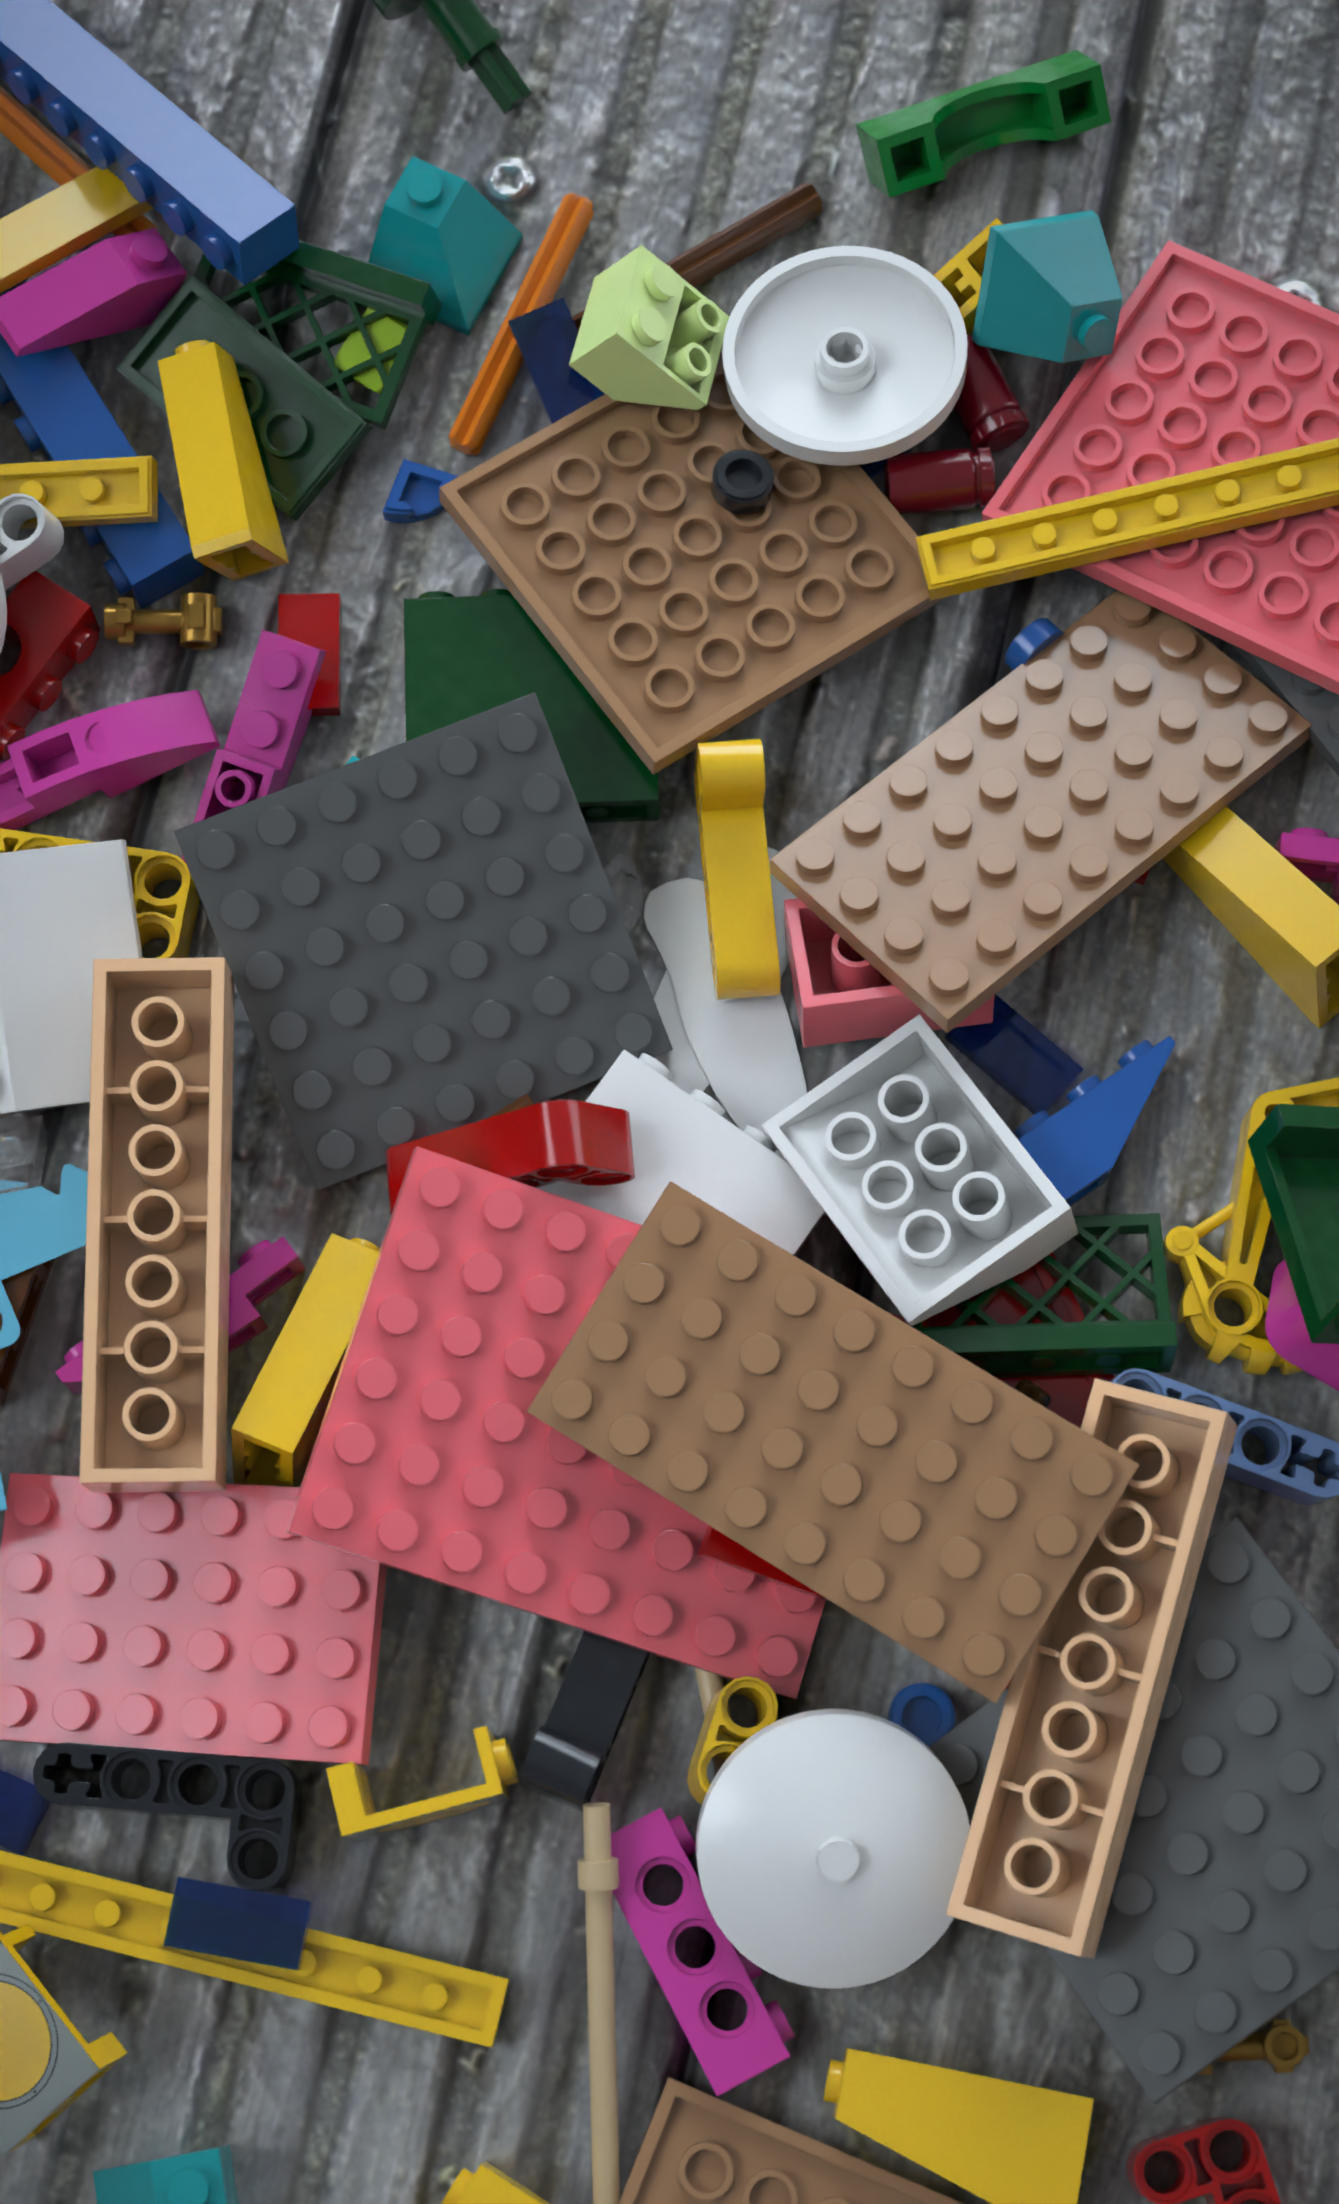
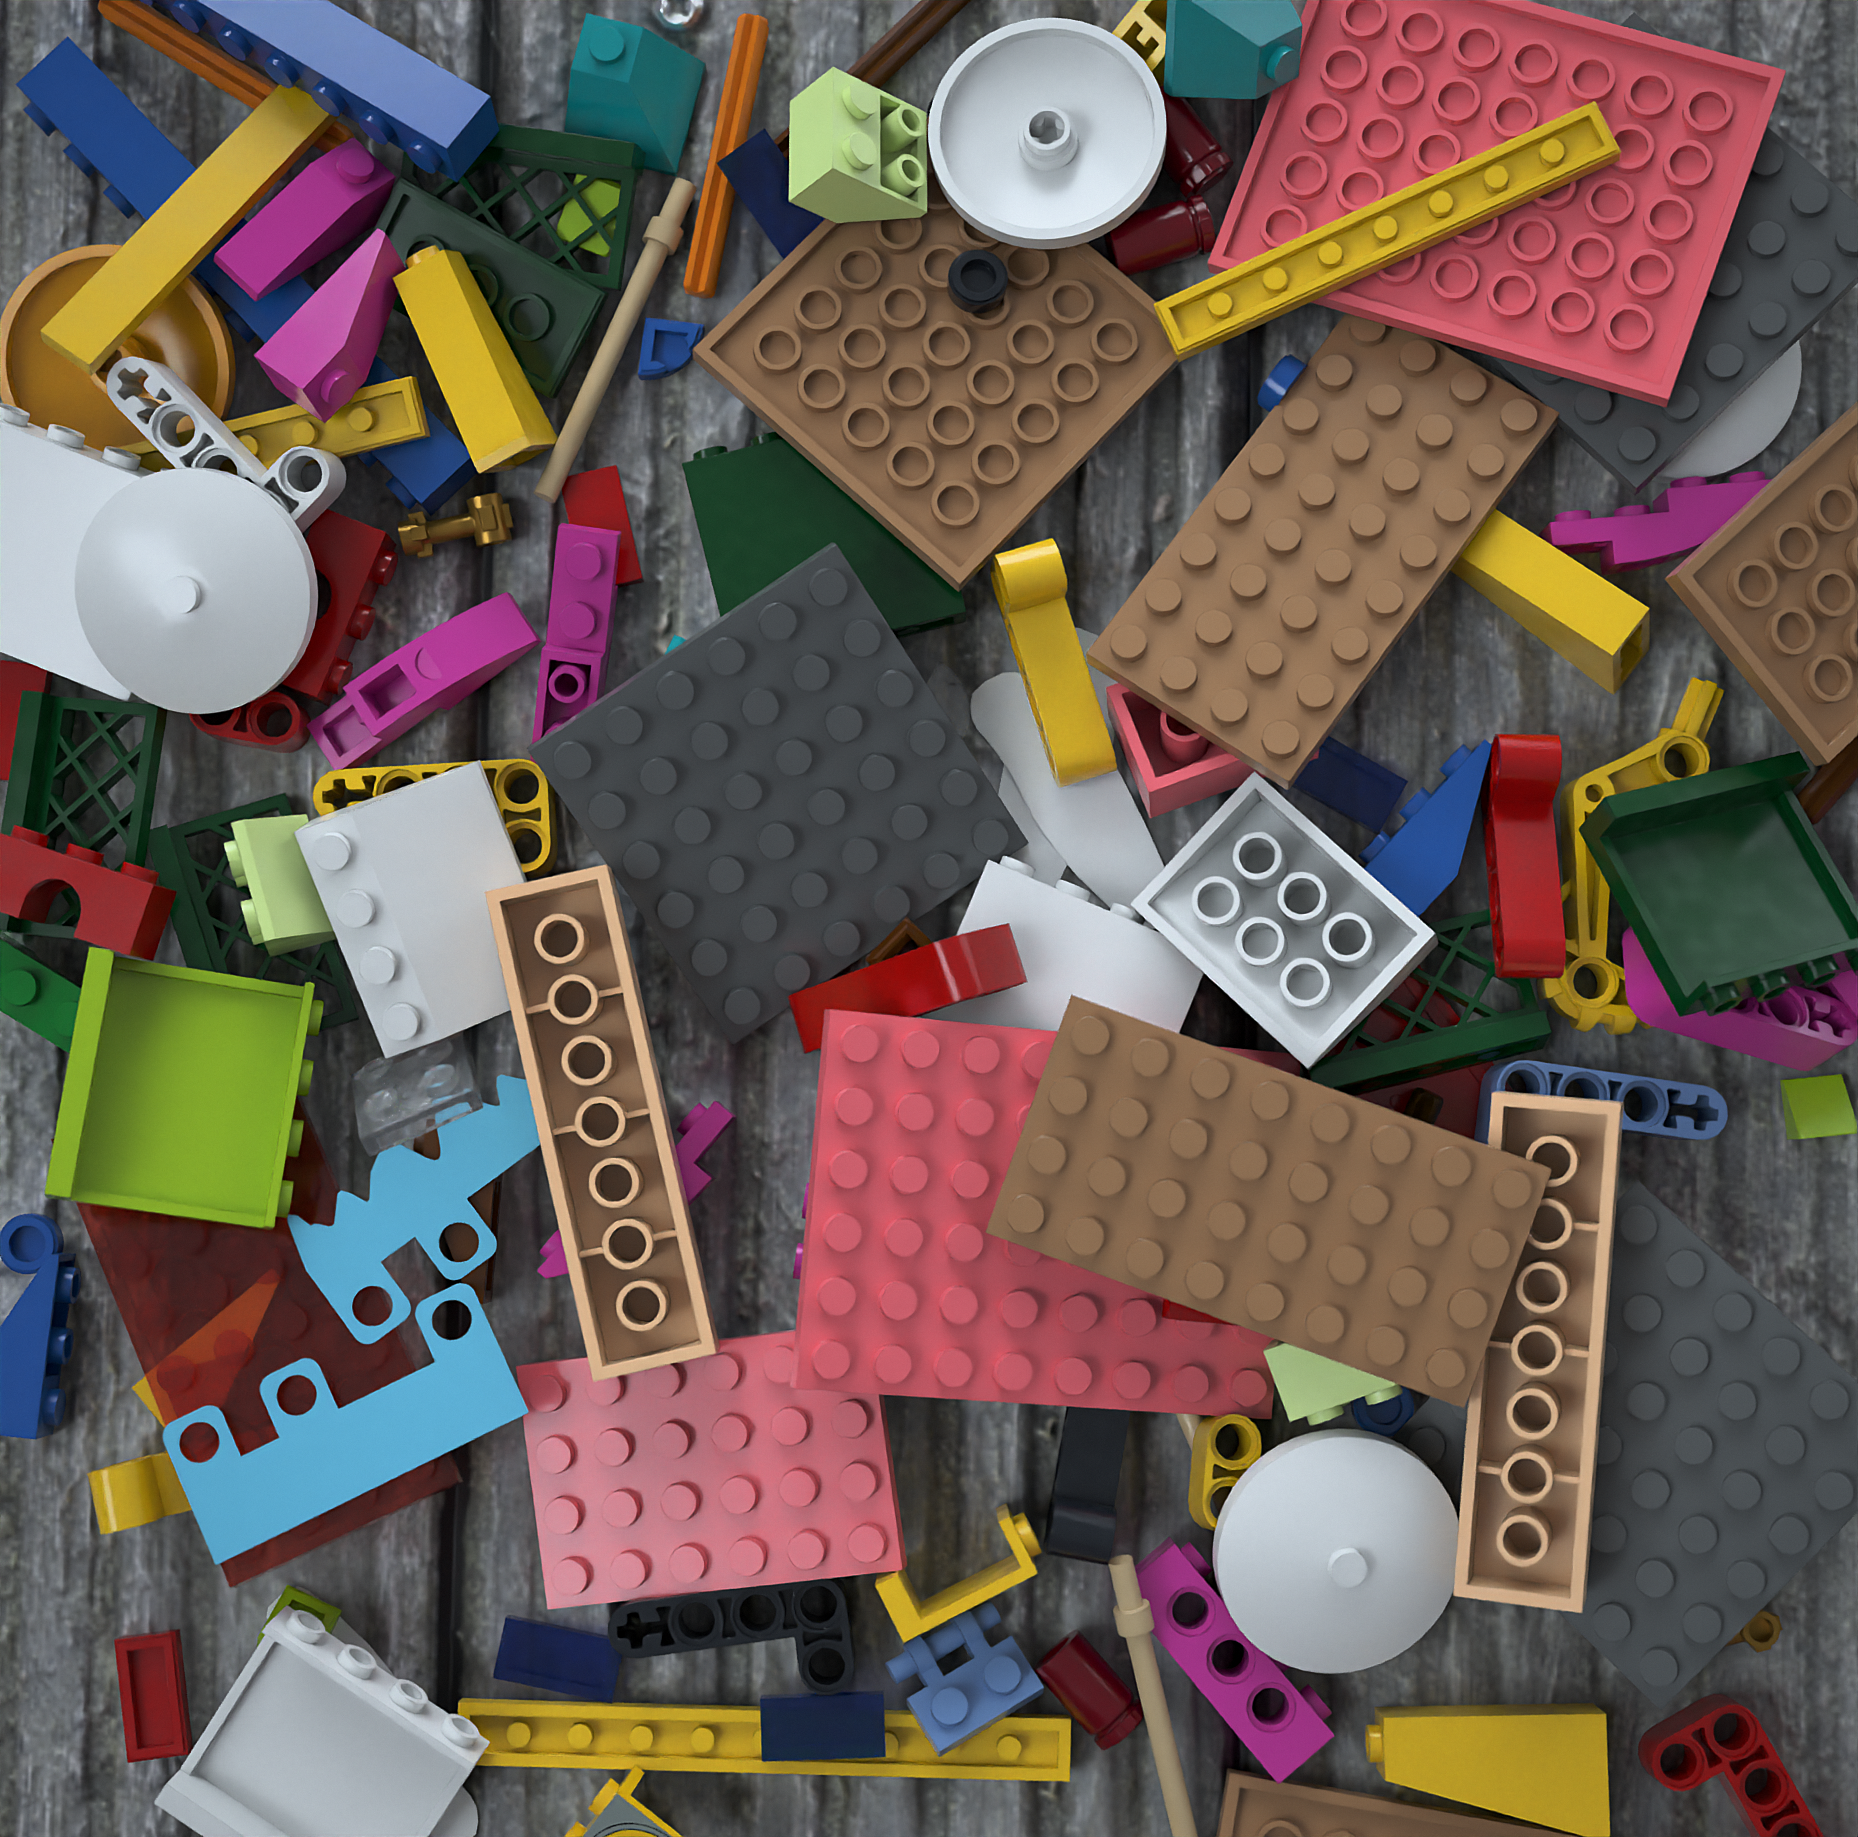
camera: 15 degrees left, 10 degrees up
(88, 400) = (335, 334): none -> dark pink slope
(292, 1391) = (767, 1211): yellow slope -> none
(410, 1927) = (972, 1695): none -> medium blue plate
(436, 390) = (661, 240): none -> tan bar
(536, 1953) = (1090, 1690): none -> dark red piece
(858, 1661) = (1320, 1386): none -> yellowish green slope
(1186, 1158) = (1523, 855): none -> red beam

